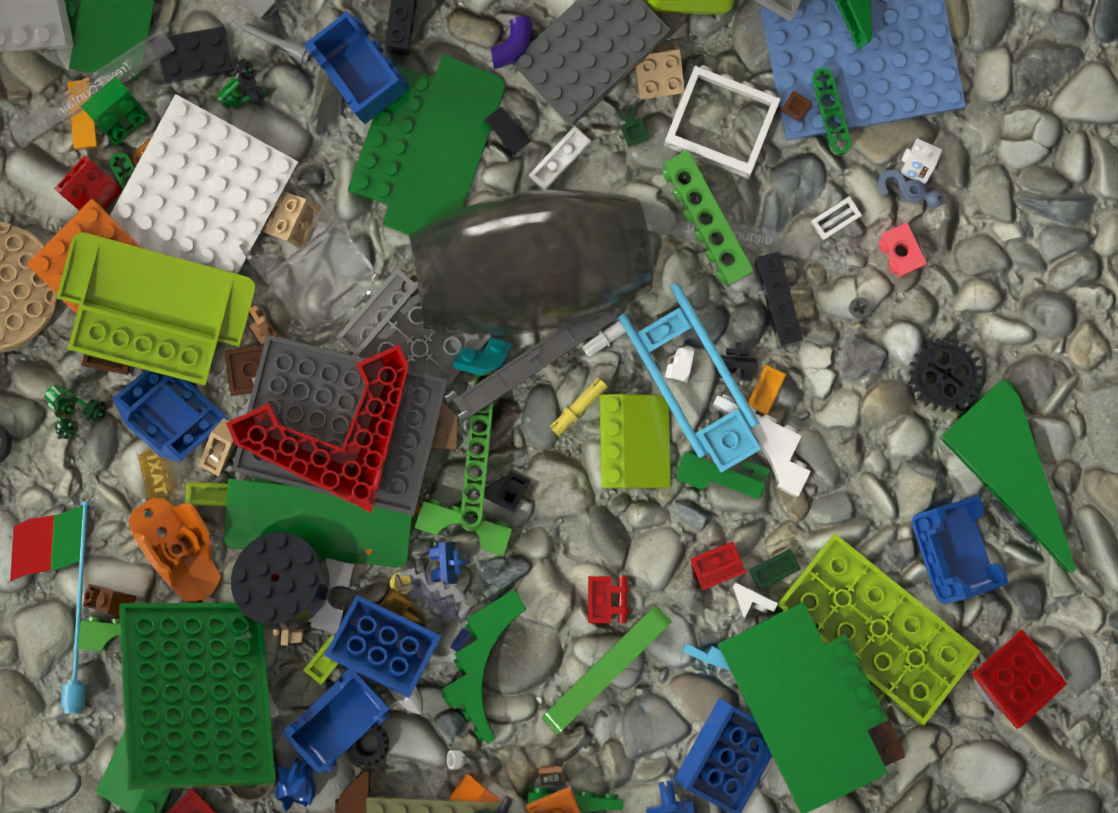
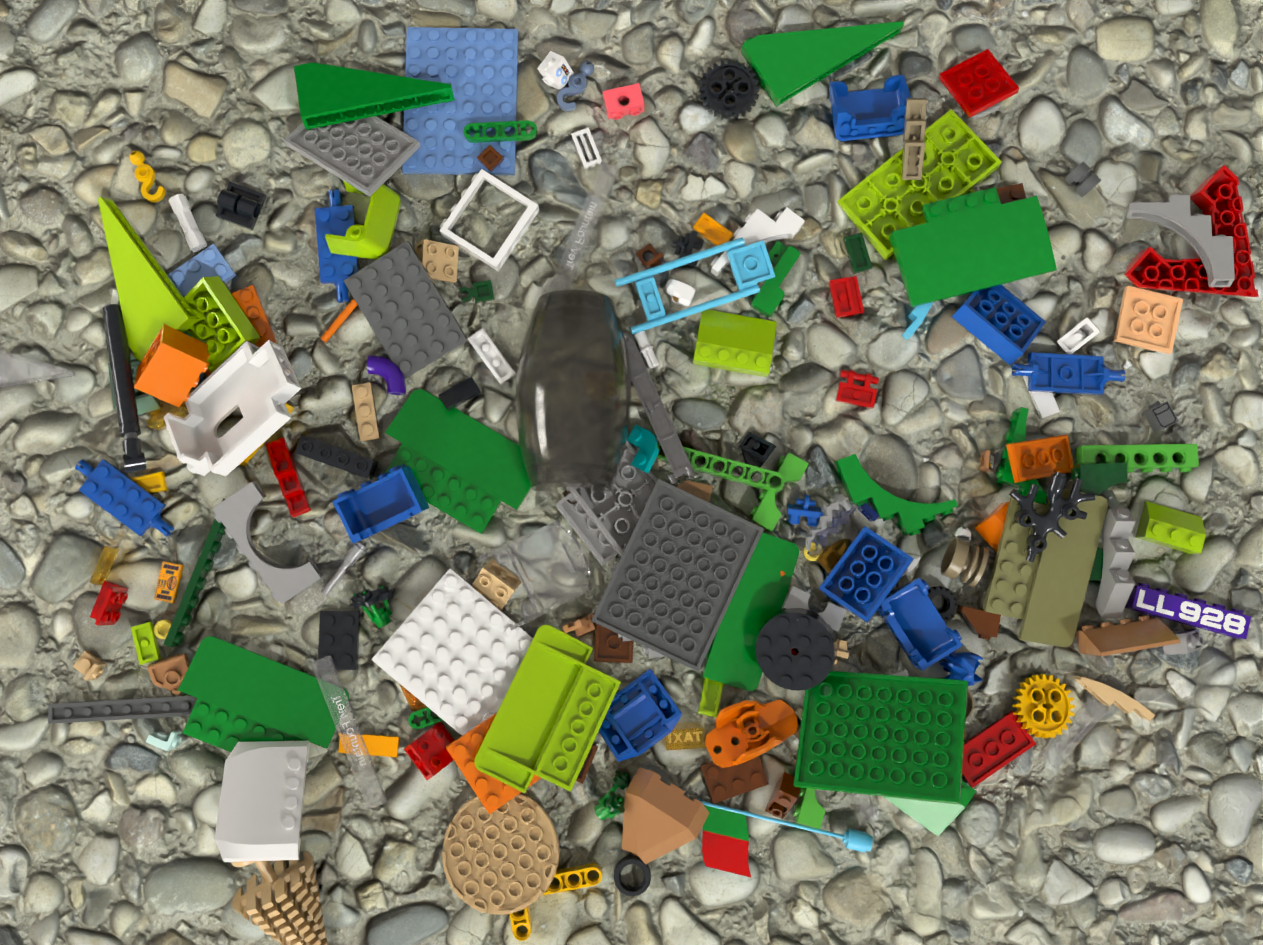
camera: 85 degrees left, 0 degrees up
(58, 459) = (658, 817): none -> medium nougat panel
(115, 111) = (372, 715): green slope -> none
(117, 540) = (733, 780): none -> reddish brown plate
(218, 449) = (673, 678): tan arch -> none
(321, 666) = (869, 631): lime plate -> none
(345, 471) = (718, 570): red wedge -> none
(421, 764) = (964, 561): none -> dark tan wheel
(464, 28) = (366, 412): none -> tan plate
(578, 407) = (702, 387): light yellow pin -> none
(606, 669) = (913, 400): bright green beam -> none
(685, 165) = (557, 242): bright green brick -> none
(711, 327) = (655, 261): none -> reddish brown bracket
(745, 598) = (877, 279): white slope -> none
(778, 300) = (644, 205): black brick -> none
(852, 305) = (665, 140): dark grey bush -> none
(926, 608) = (914, 138): none -> dark tan slope

